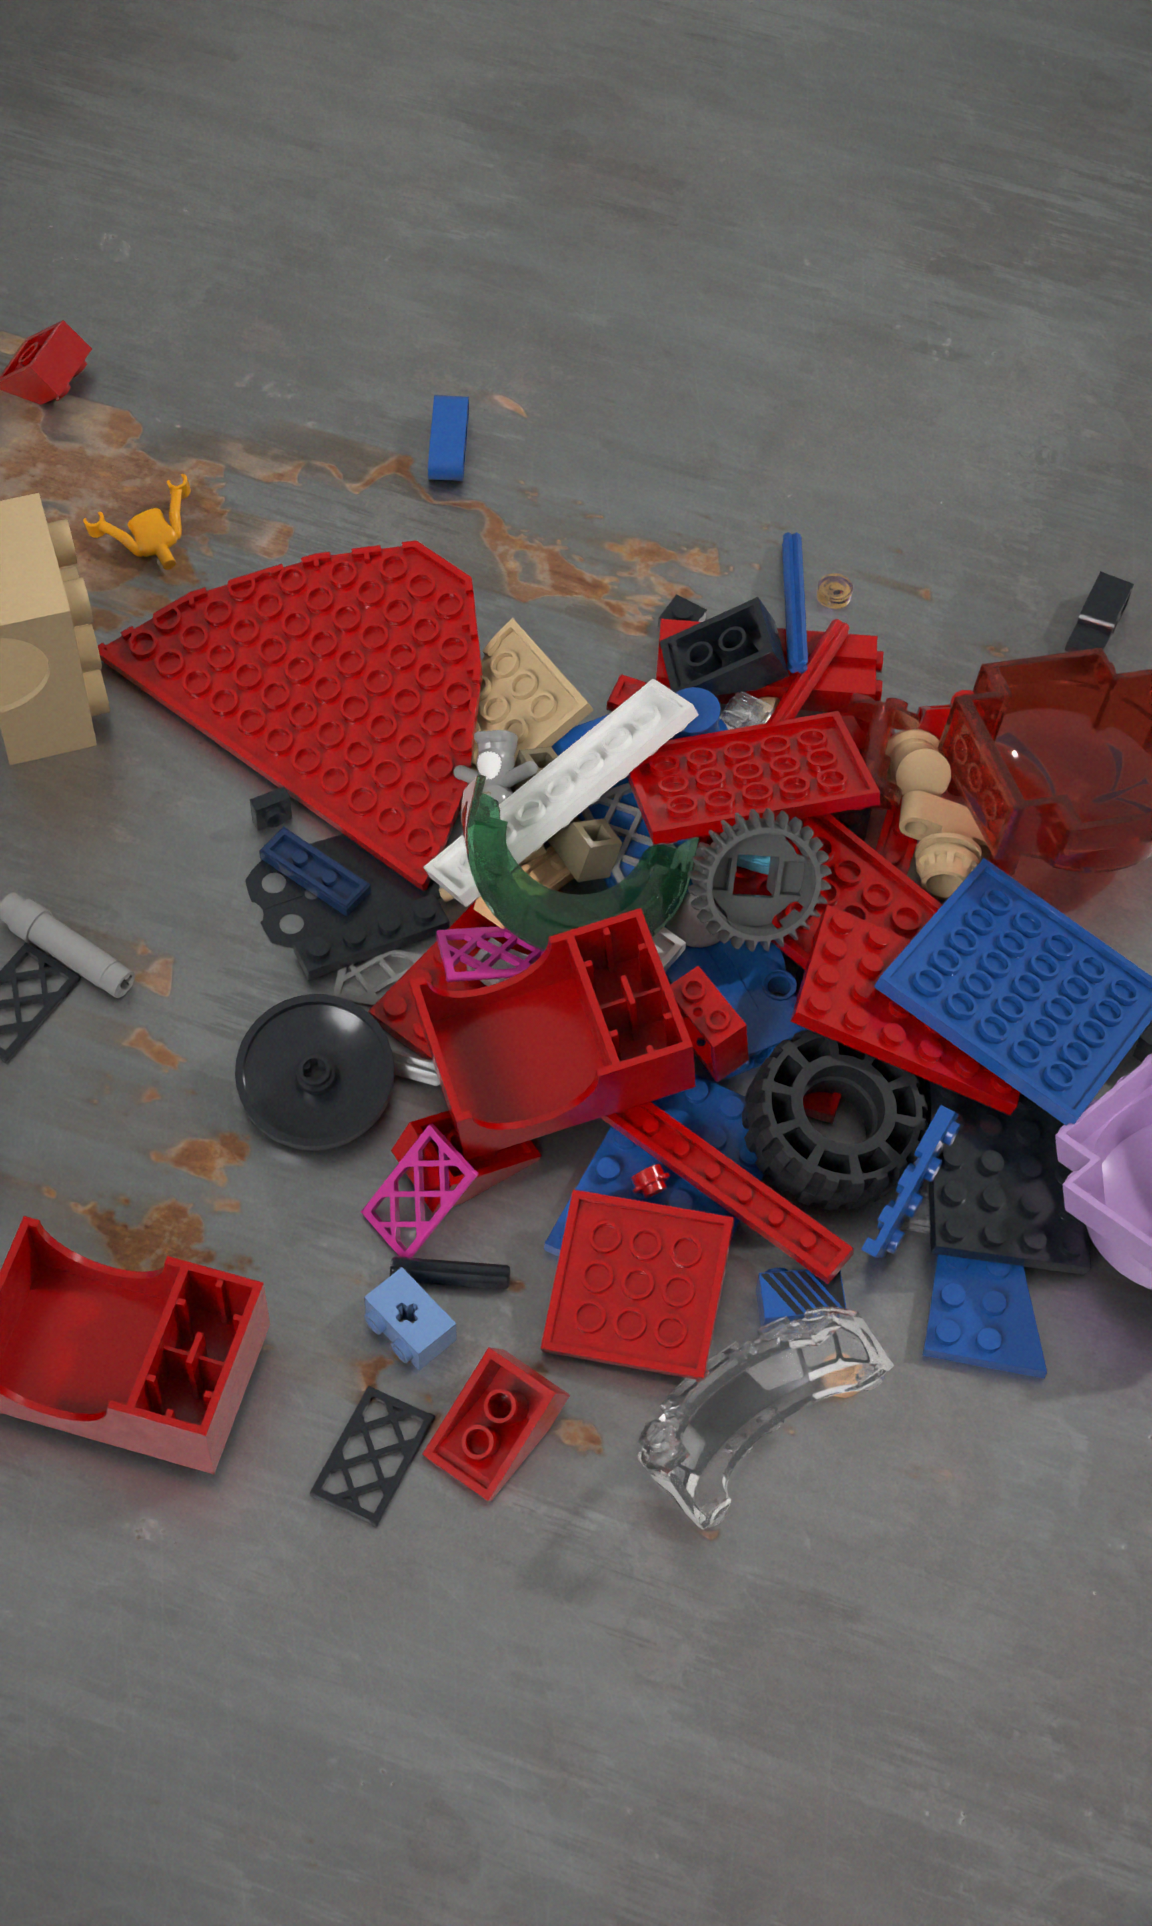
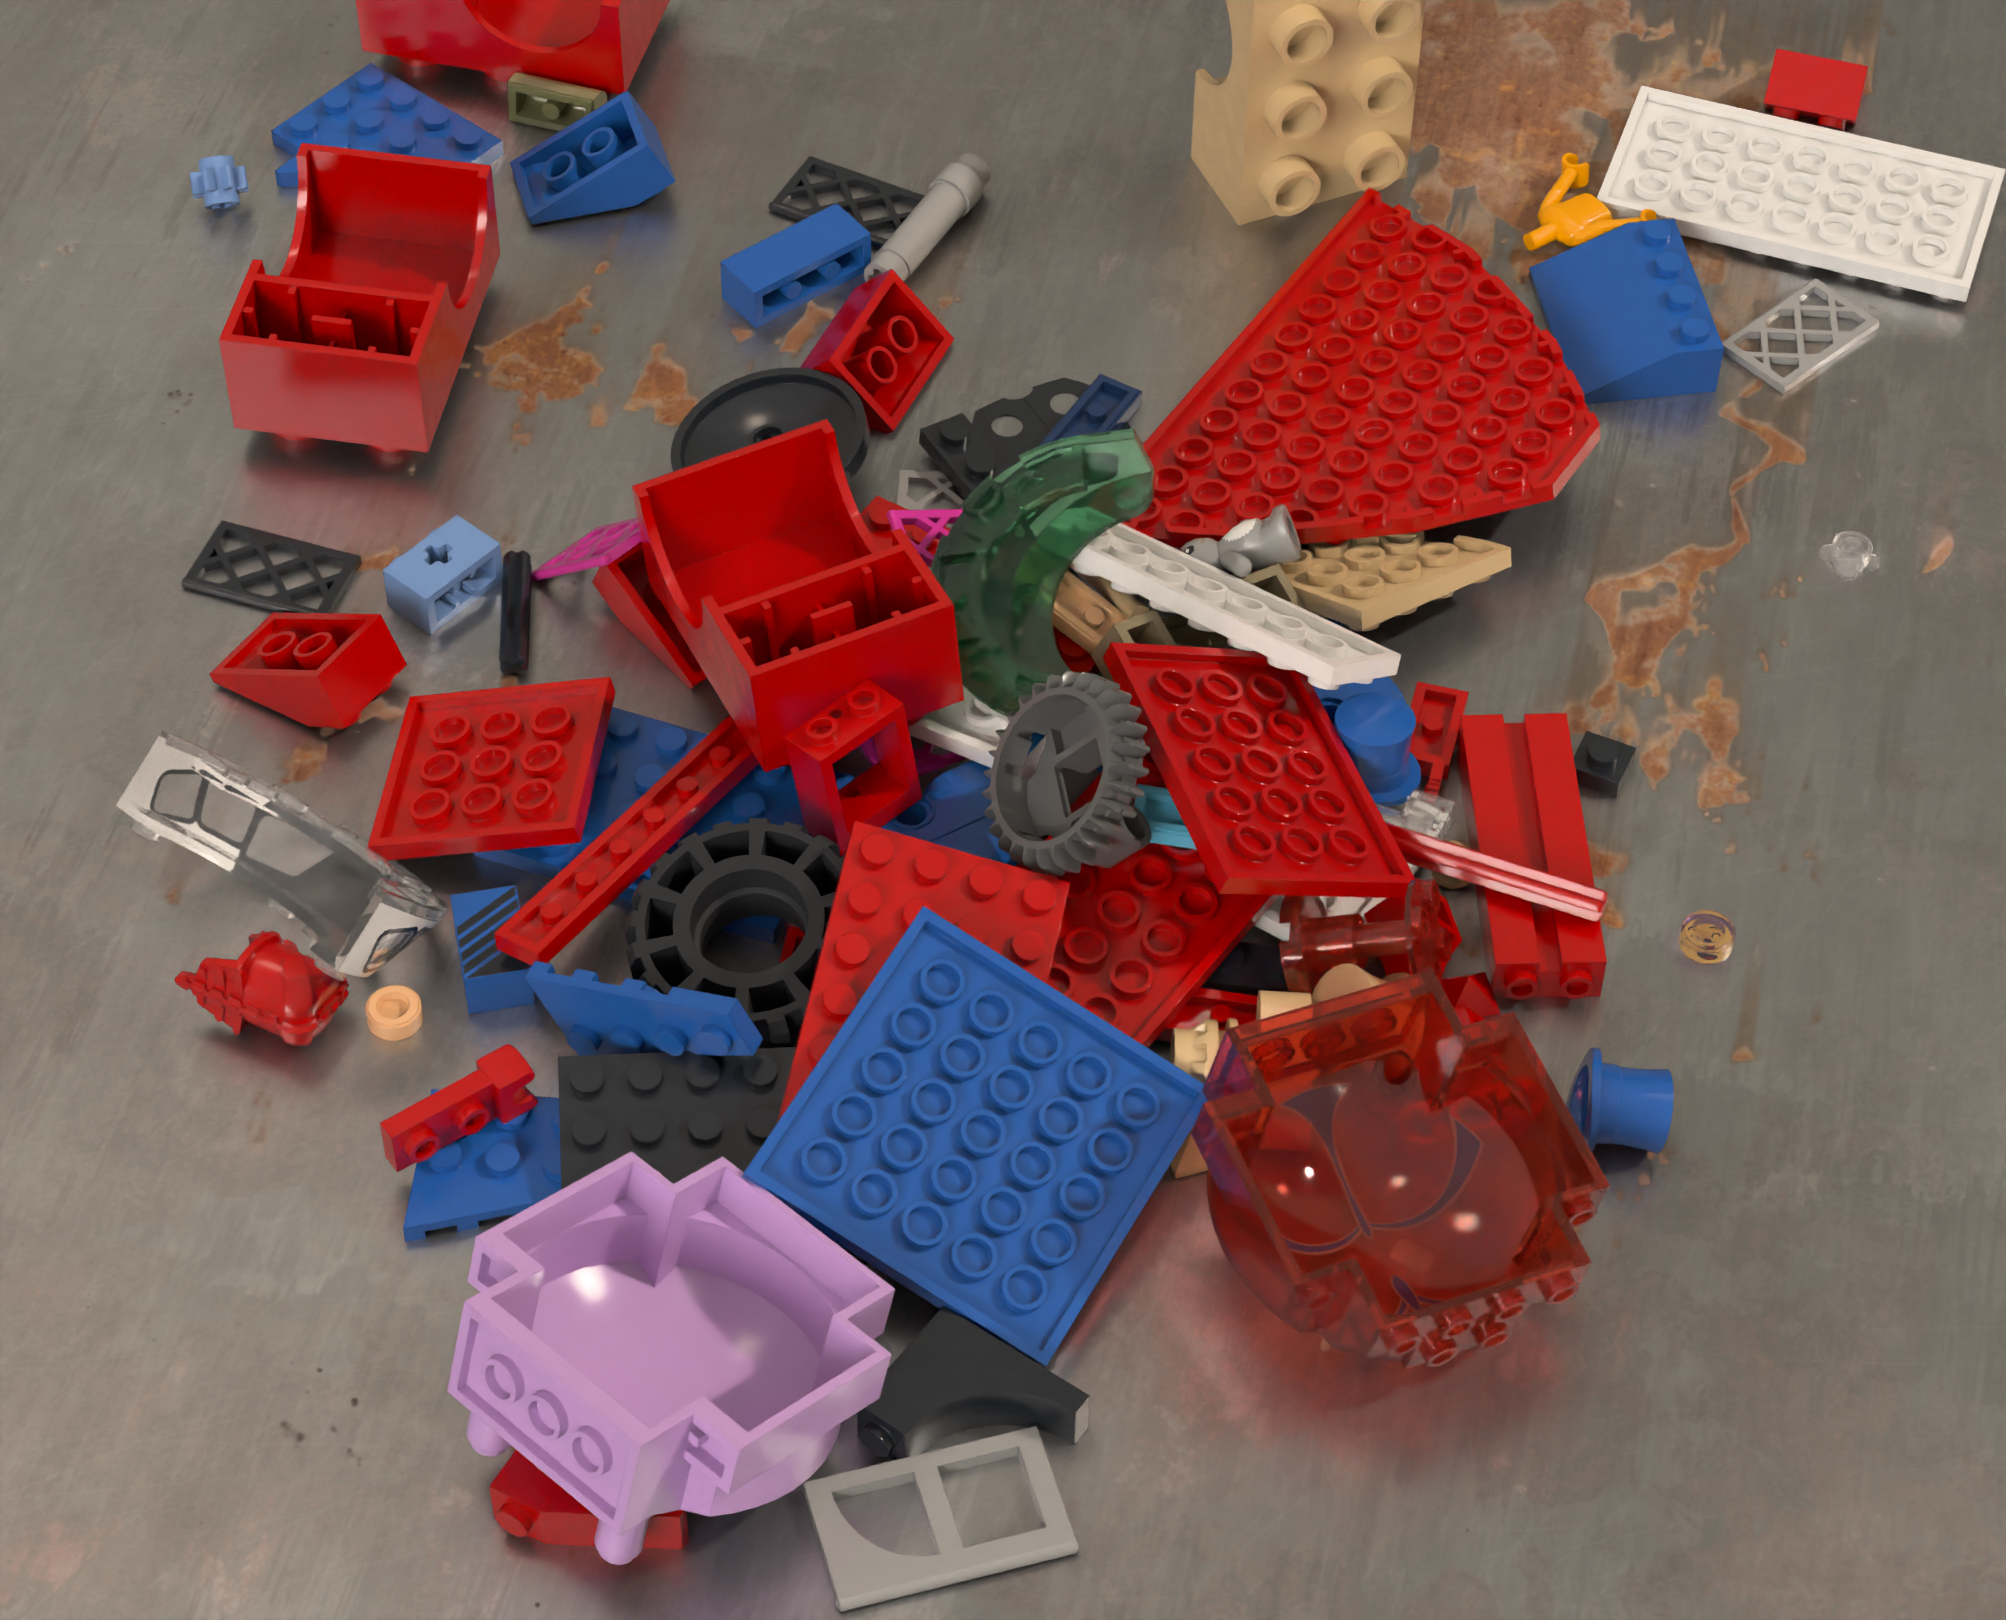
camera: 85 degrees right, 10 degrees down
(95, 1042) = (795, 265): none -> blue brick
(148, 400) = (1804, 192): none -> white plate
(207, 996) = (882, 348): none -> red slope
(258, 516) = (1630, 315): none -> blue slope
(271, 809) = (1162, 373): black plate -> none
(311, 460) = (1807, 364): none -> light grey window
(448, 438) = (1838, 481): blue beam -> none
(514, 448) = (1850, 555): none -> clear plate
(650, 1181) = (642, 766): red plate -> none
(727, 652) = (1506, 774): black slope -> none
(794, 603) = (1641, 859): blue axle -> none
(838, 1444) = (268, 988): none -> red helmet
(950, 1293) = (460, 1108): none -> red plate
(986, 640) = (1621, 1104): none -> blue piece
(1100, 613) = (1747, 1264): black piece -> none

